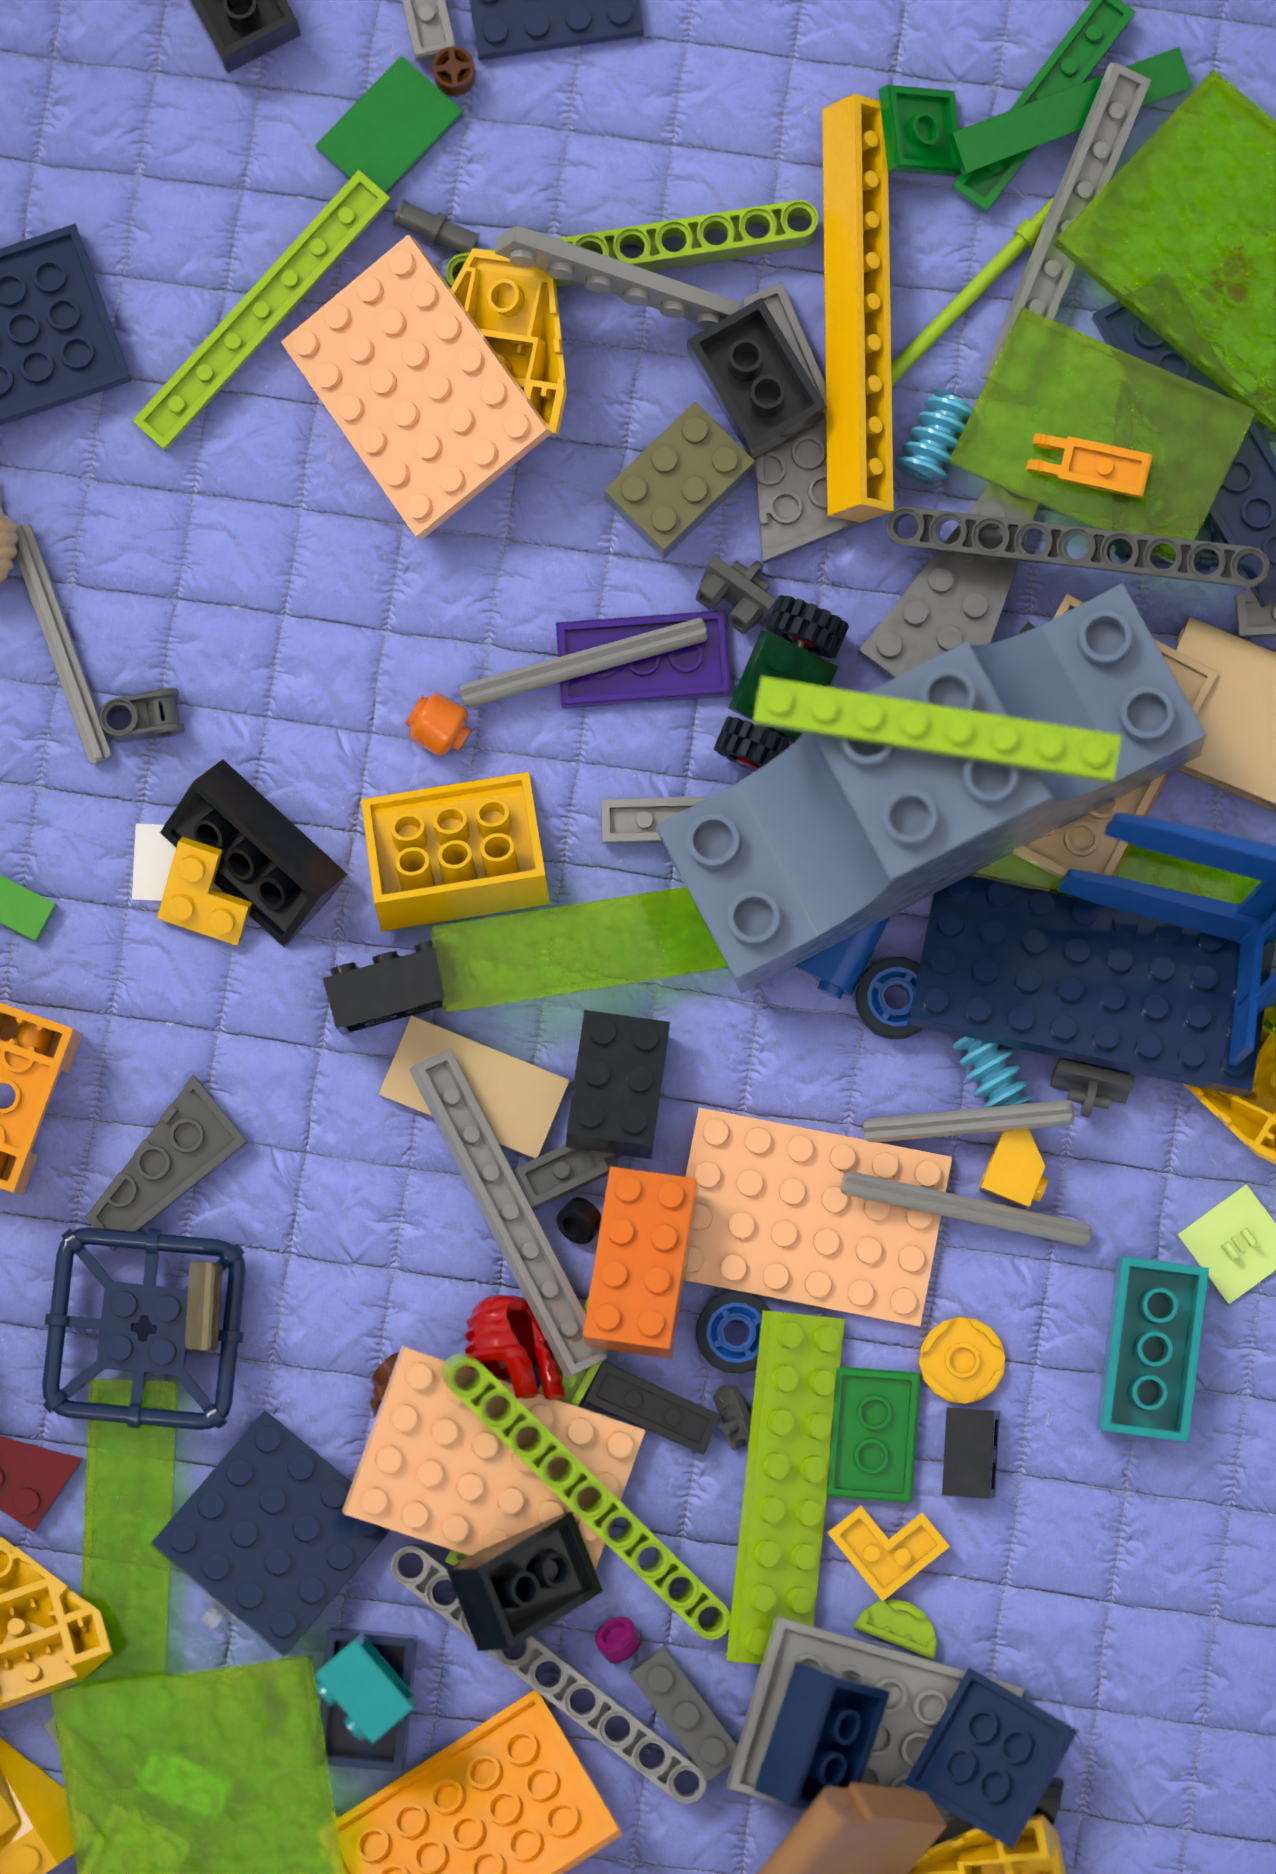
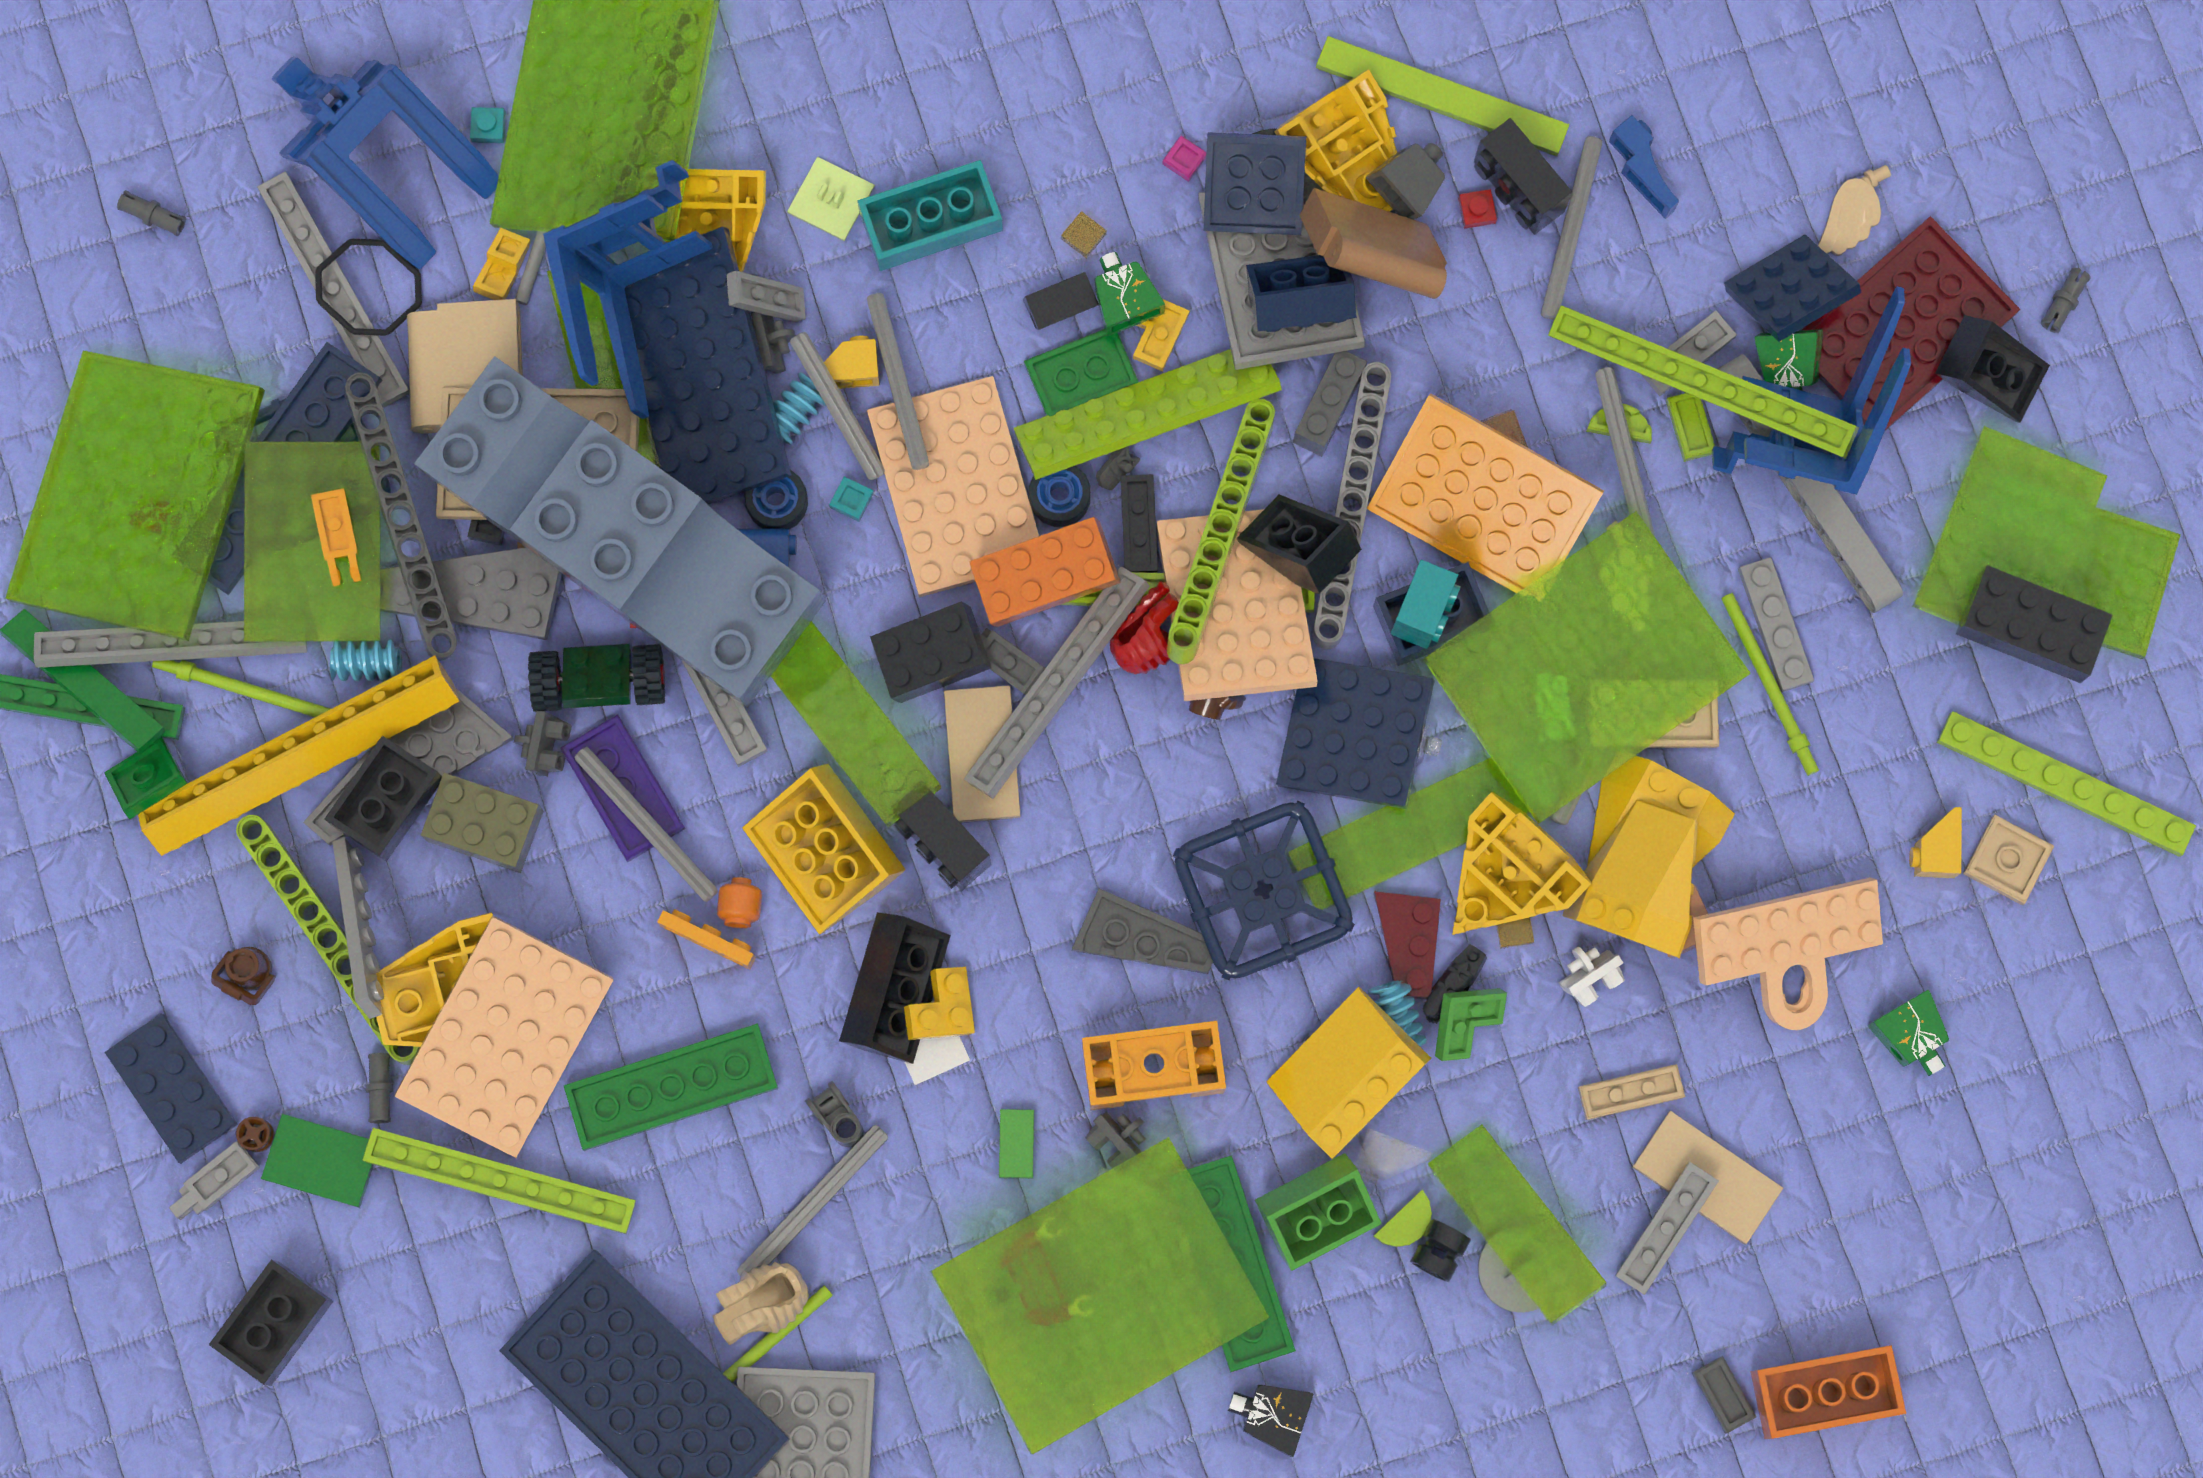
camera: 125 degrees left, 5 degrees down
(203, 1306) = (1227, 854): dark tan slope -> none
(270, 549) = (670, 1087): none -> green plate
(418, 669) = (707, 938): none -> light orange plate
(579, 1220) = (1037, 635): black tile -> none
(618, 1639) = (1305, 471): magenta tile -> none
(646, 145) = (247, 971): none -> reddish brown piece
(852, 1085) = (851, 499): none -> teal plate
(899, 1624) = (1198, 295): lime tile -> none
(936, 1531) = (1125, 295): none -> green torso
(937, 729) = (583, 513): lime plate -> none
(962, 1360) = (1001, 339): yellow tile -> none
(1043, 1524) = (1083, 234): none -> clear yellow tile
(1079, 1695) = (1184, 158): none -> dark pink tile
(1143, 1101) = (766, 296): none -> light grey plate

